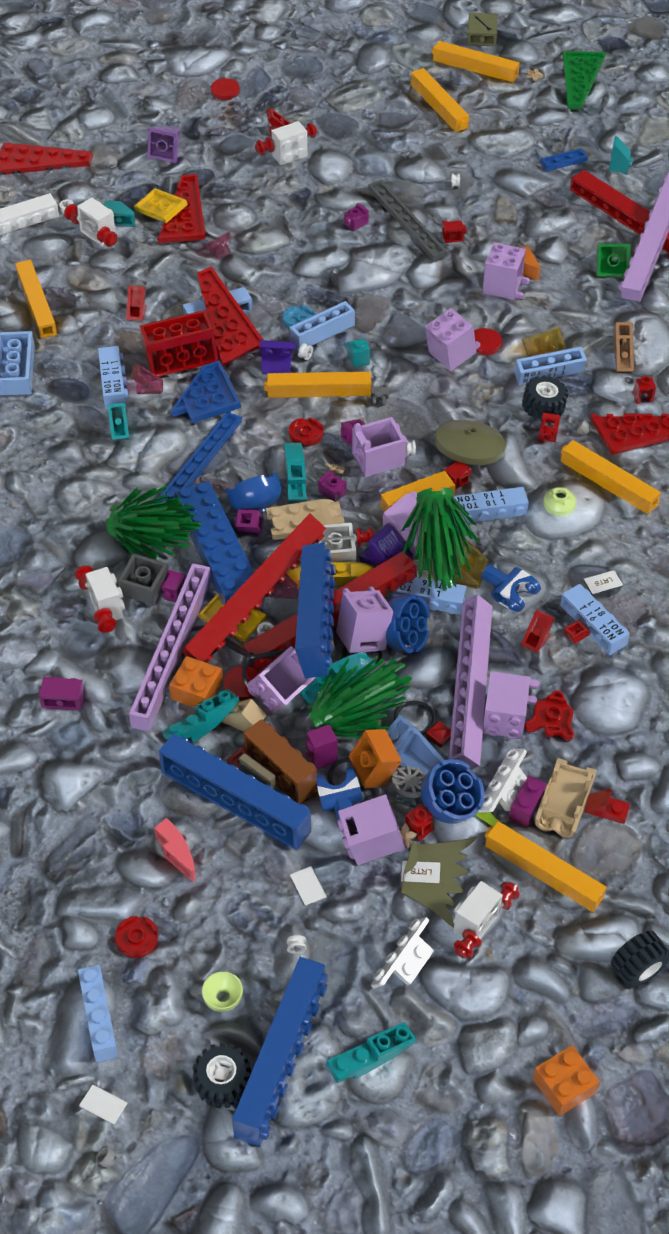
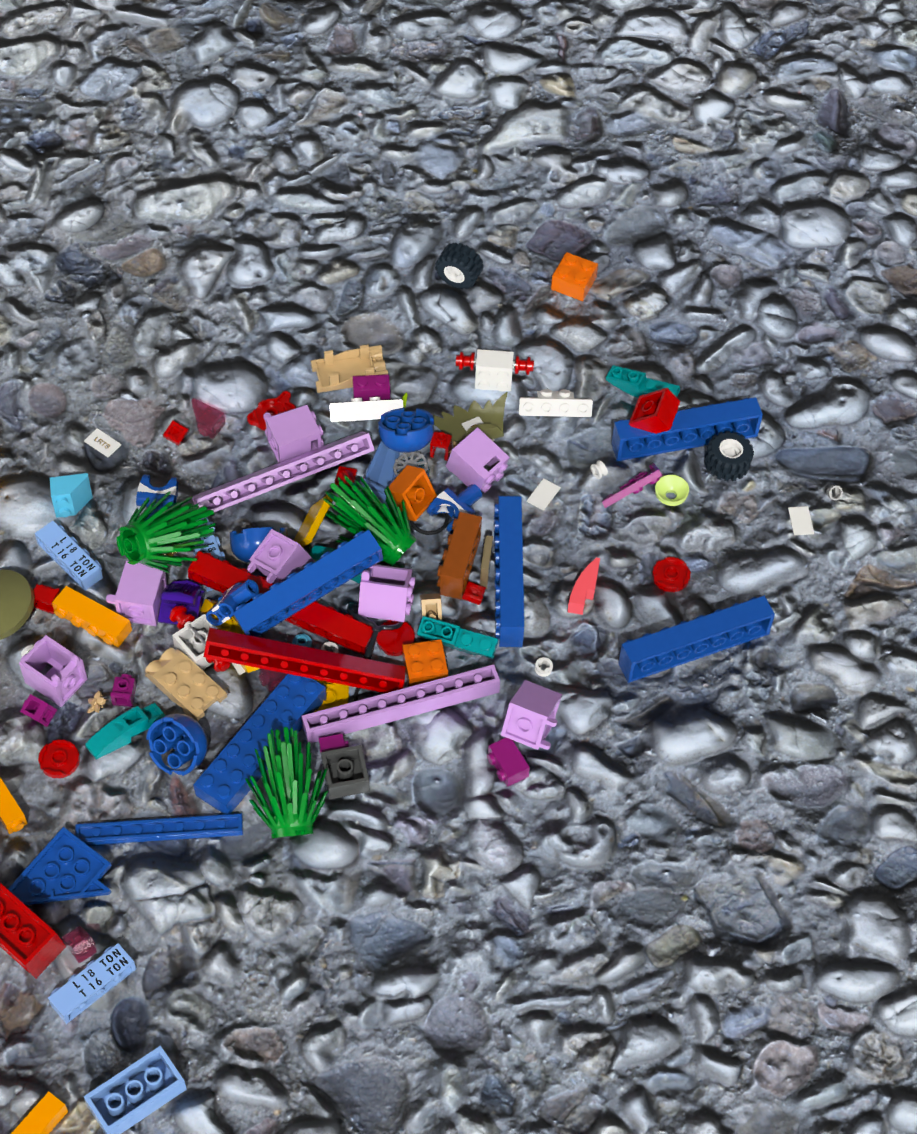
camera: 125 degrees left, 5 degrees up
(45, 899) = (696, 638): none -> blue brick
(78, 717) = (531, 715): none -> lavender container
(97, 1013) = (748, 555): light blue brick -> none
(103, 595) = (390, 787): white brick -> none
(118, 421) = (151, 934): teal slope -> none
(127, 779) = (538, 664): none -> white bush
(253, 517) = (217, 727): magenta brick -> none
(254, 968) = (634, 485): none -> magenta wing
(286, 613) = (302, 637): none -> medium azure plate
(303, 1001) = (655, 411): none -> red slope
(321, 747) = (427, 533): magenta brick -> none
(344, 560) = (230, 600): none -> blue connector
(383, 654) = (312, 522): none -> yellow tile
(538, 631) = (197, 455): red slope -> none
(545, 866) = (419, 357): light orange brick -> none
(548, 521) = (70, 493): none -> medium azure slope
(559, 506) = (26, 517): yellowish green piece -> none
(577, 658) = (207, 419): none -> clear pink slope
(602, 625) = (155, 422): light blue brick -> none
(604, 806) = (336, 341): red slope -> none

